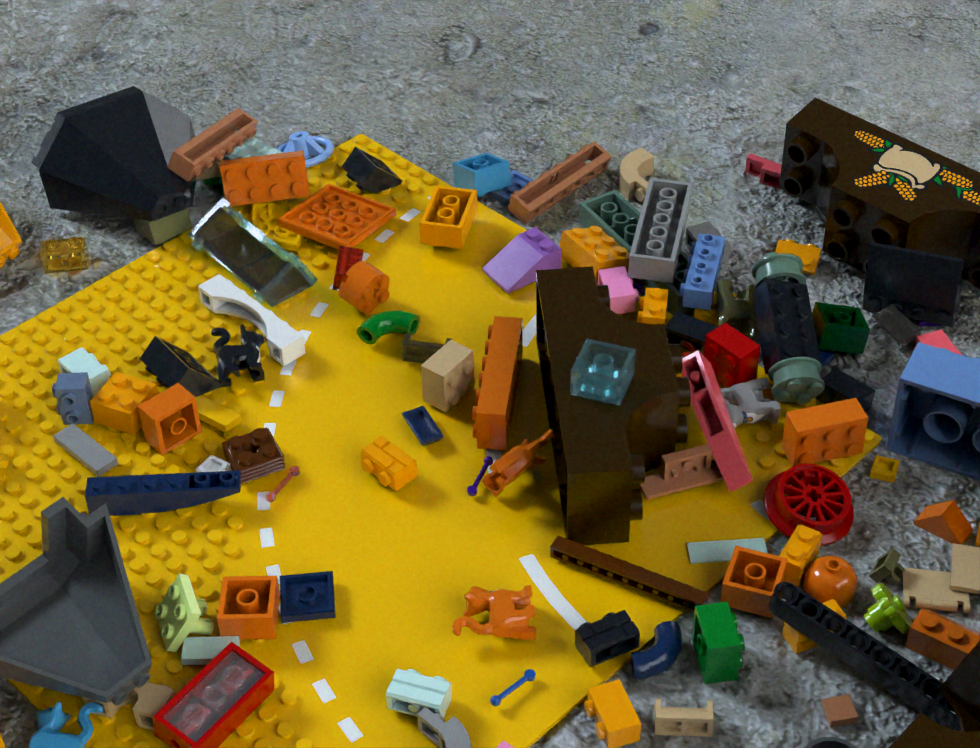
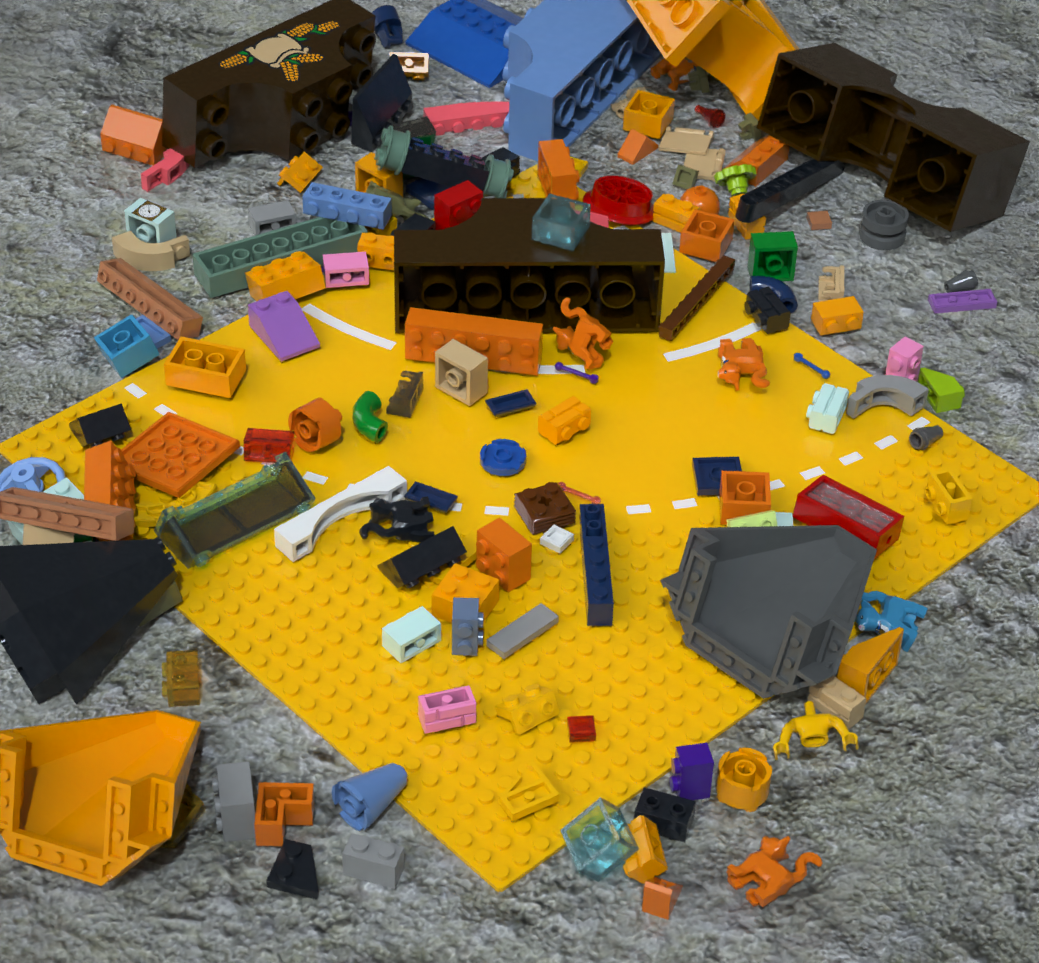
camera: 90 degrees left, 0 degrees up
(276, 378) = (438, 499): none -> dark blue tile
(338, 425) = (503, 457): none -> blue tile
(660, 230) = (285, 220): light grey brick -> none
(662, 160) = (150, 221): none -> light aqua brick

